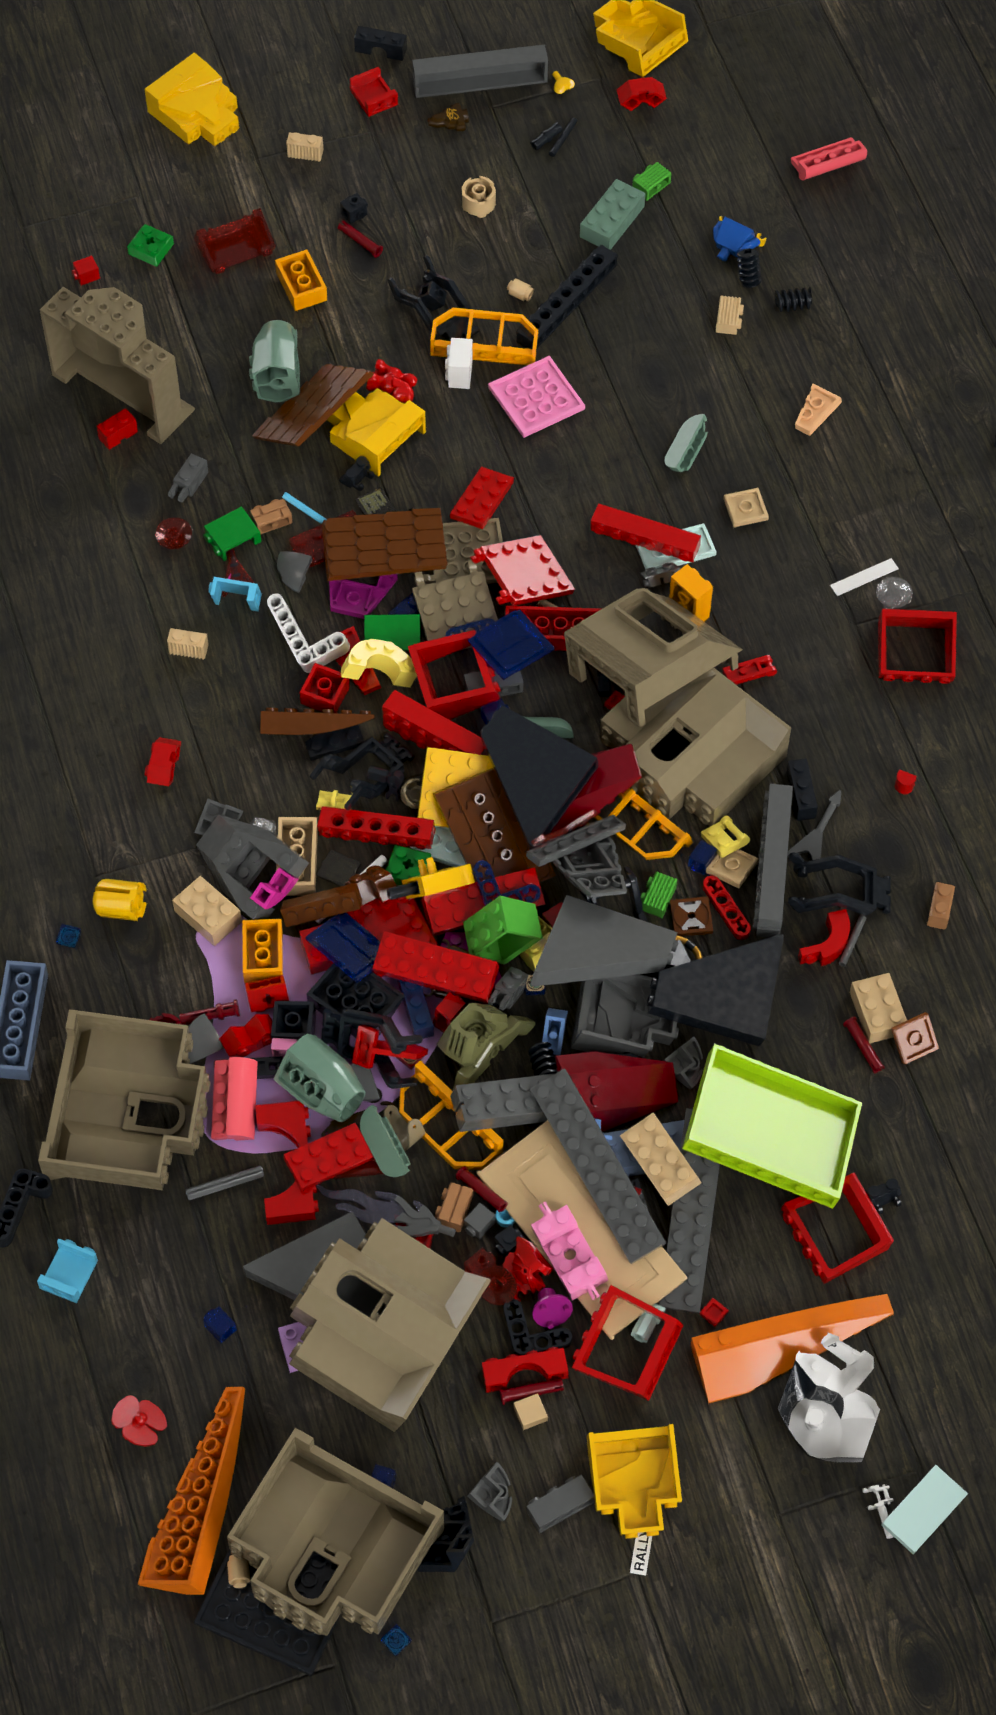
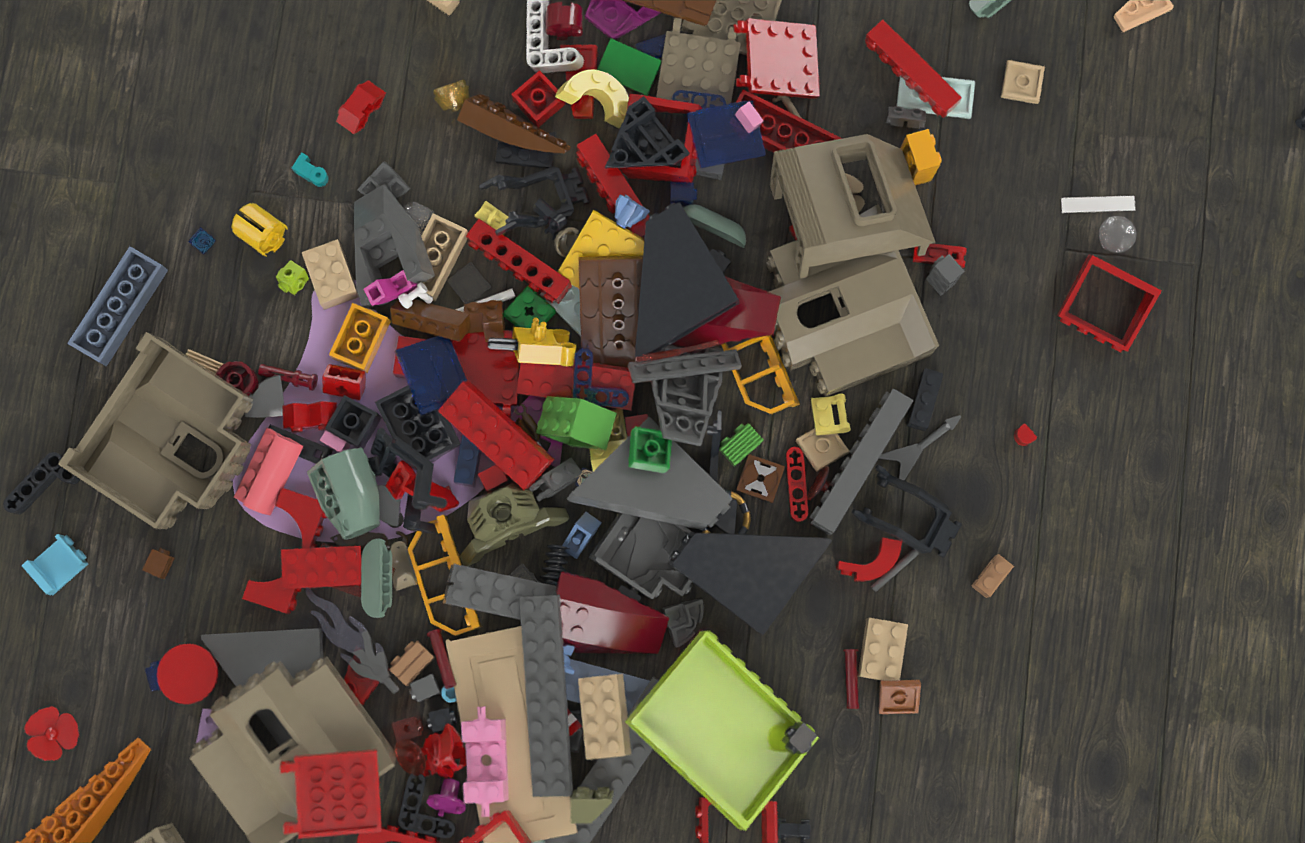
camera: 25 degrees right, 20 degrees up
(142, 835) = (313, 174): none -> teal leg
(168, 1224) = (158, 563): none -> reddish brown brick
(172, 928) = (292, 278): none -> lime brick
(224, 1182) = (225, 543): dark grey axle -> none
(244, 717) = (452, 95): none -> clear yellow cone
(249, 1300) = (187, 673): none -> red piece
(300, 883) = (420, 291): none -> white piece
(314, 617) = (563, 20): none -> dark red brick
(442, 677) = (644, 140): none -> black wedge
(449, 1323) = (335, 793): none -> red plate
(460, 735) = (628, 211): none -> medium blue brick
(525, 619) = (749, 117): none -> bright pink piece
(583, 914) = (639, 455): none -> green brick
(685, 1240) = (589, 804): none -> olive slope
(702, 857) = (798, 426): clear blue brick -> none
(747, 893) = (819, 484): none -> clear red dish
(763, 678) = (944, 274): none -> dark grey brick
(845, 1105) = (798, 738): none -> brick

